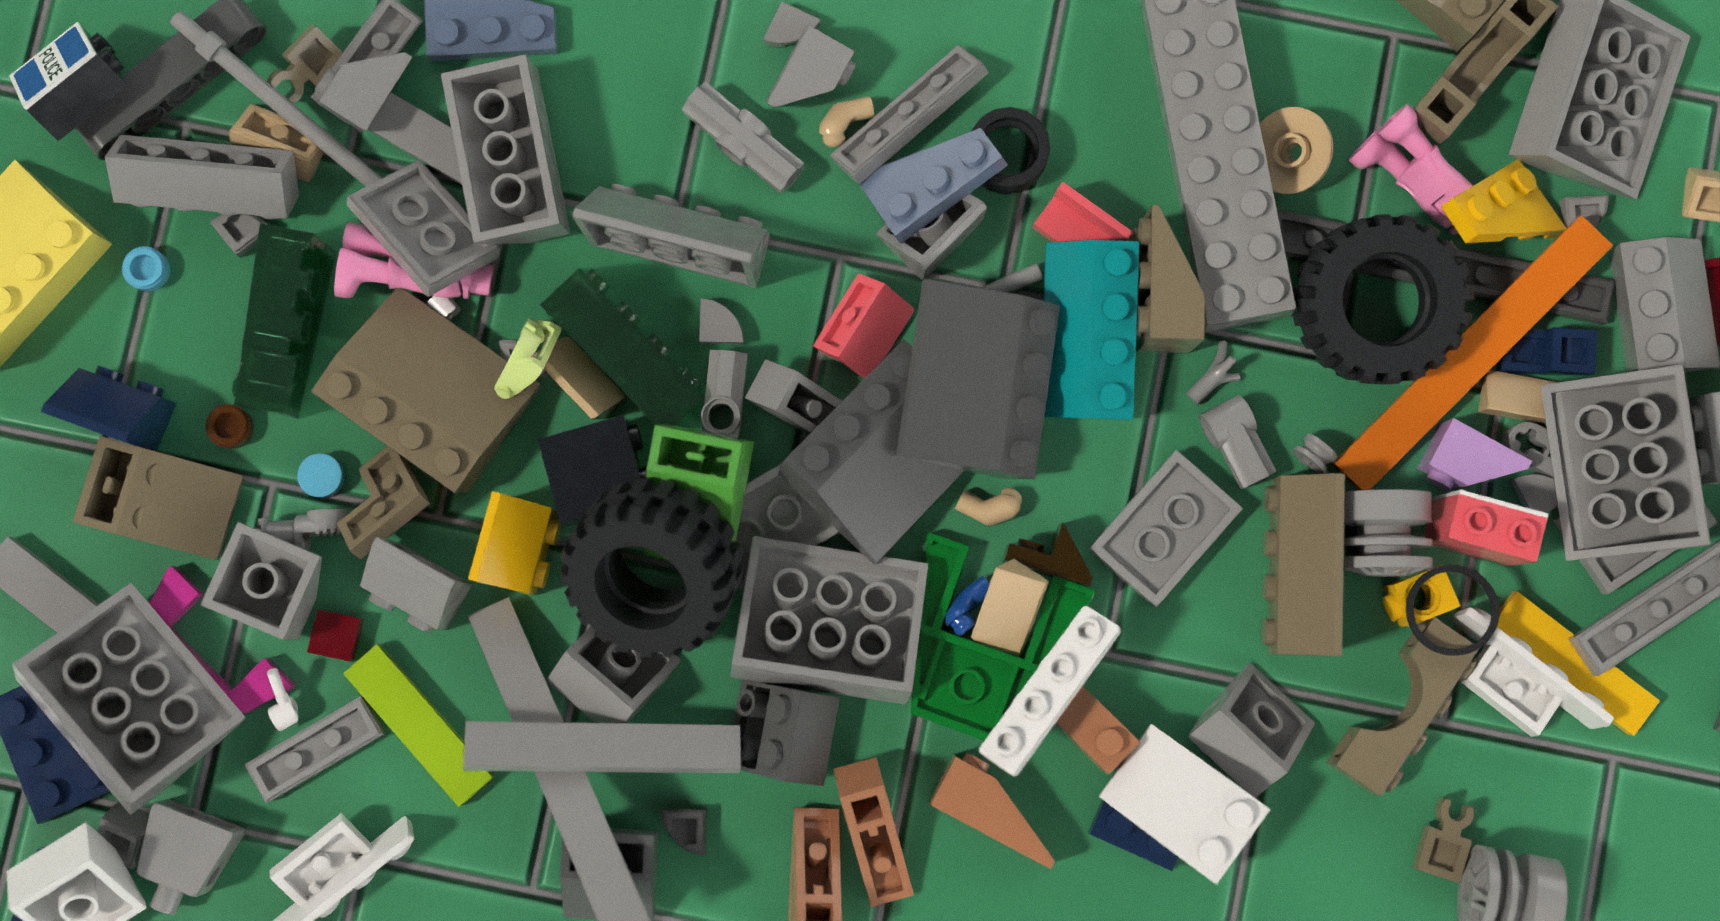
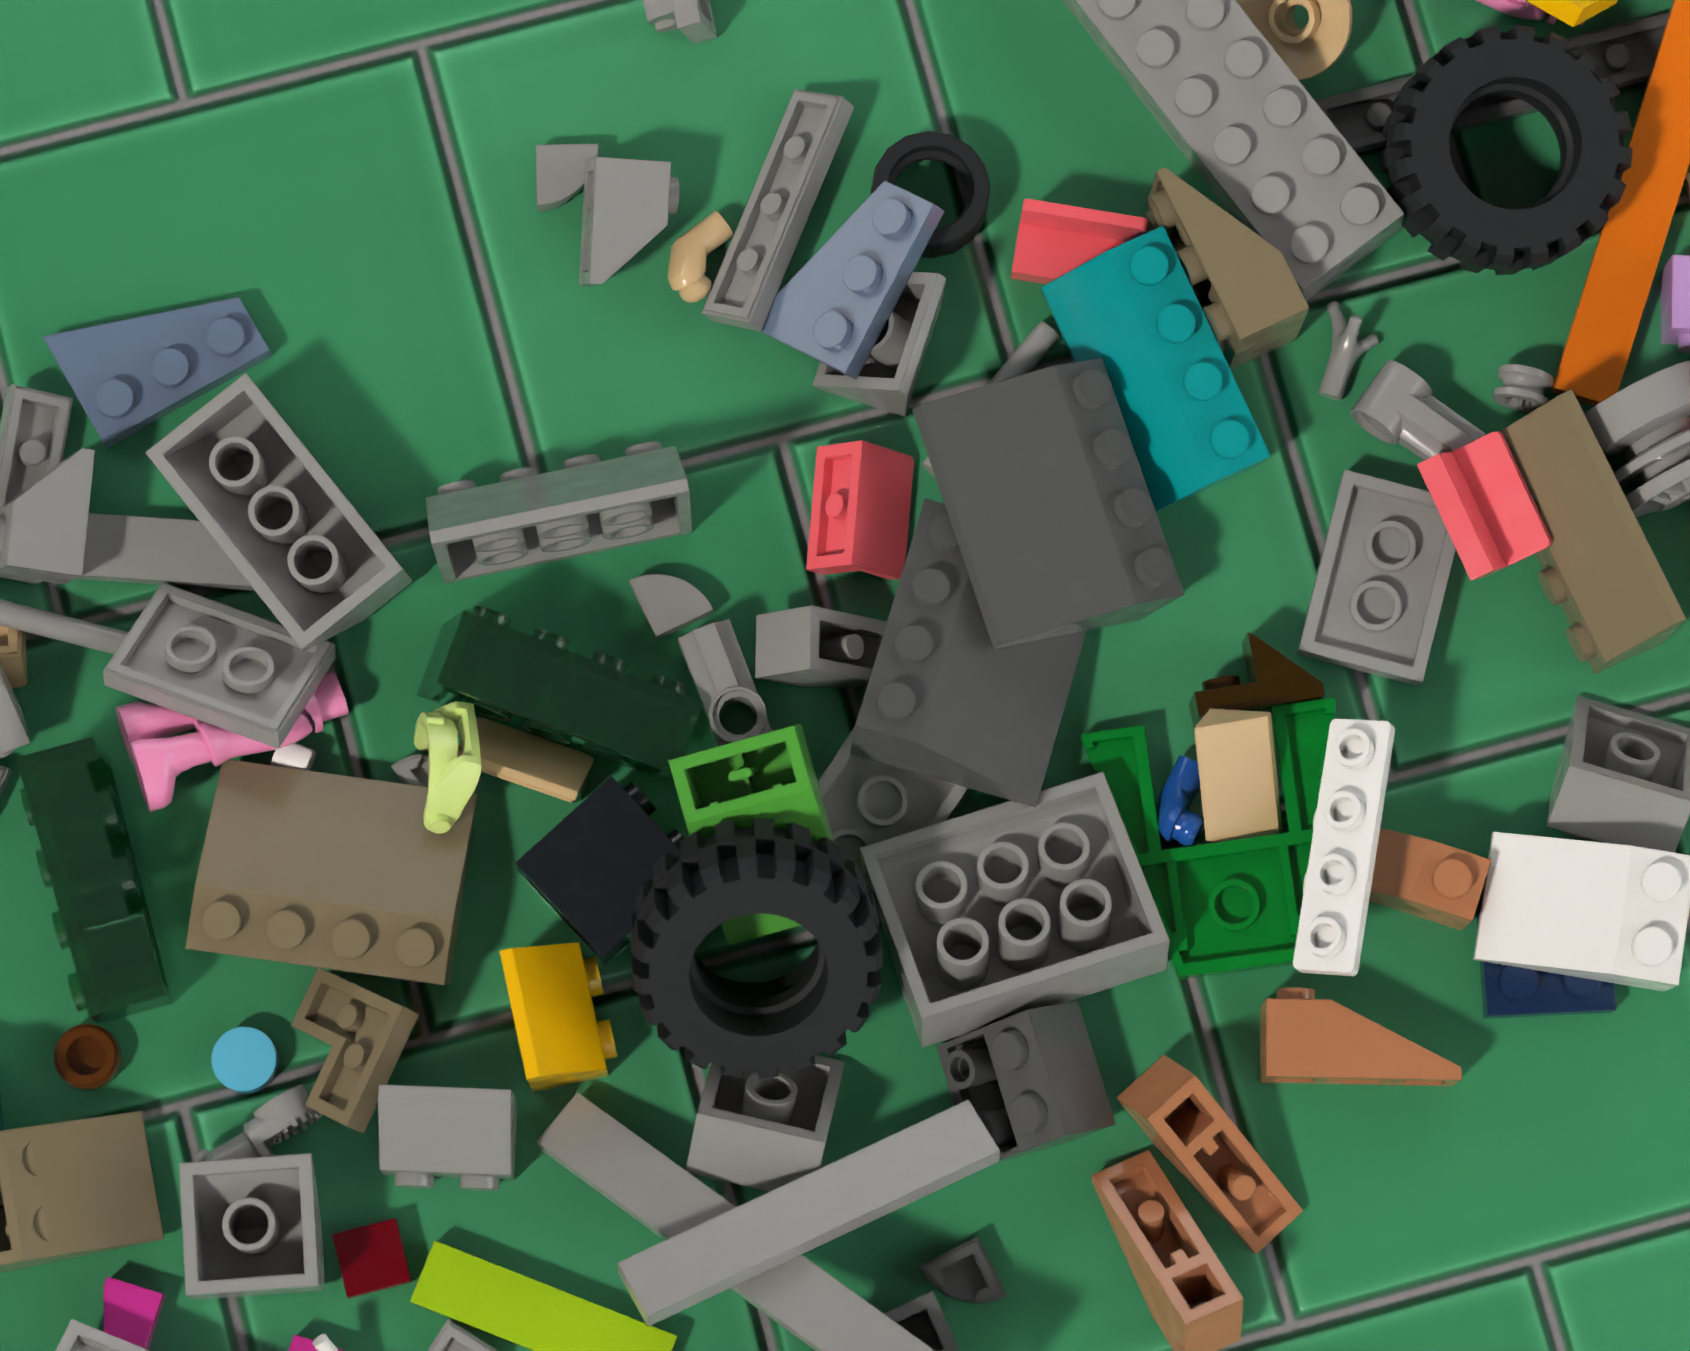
camera: 30 degrees left, 5 degrees down
(743, 137) = (577, 345): light grey piece -> none
(993, 510) = (1148, 666): tan arm -> none
(1252, 517) = (1485, 505): none -> coral panel

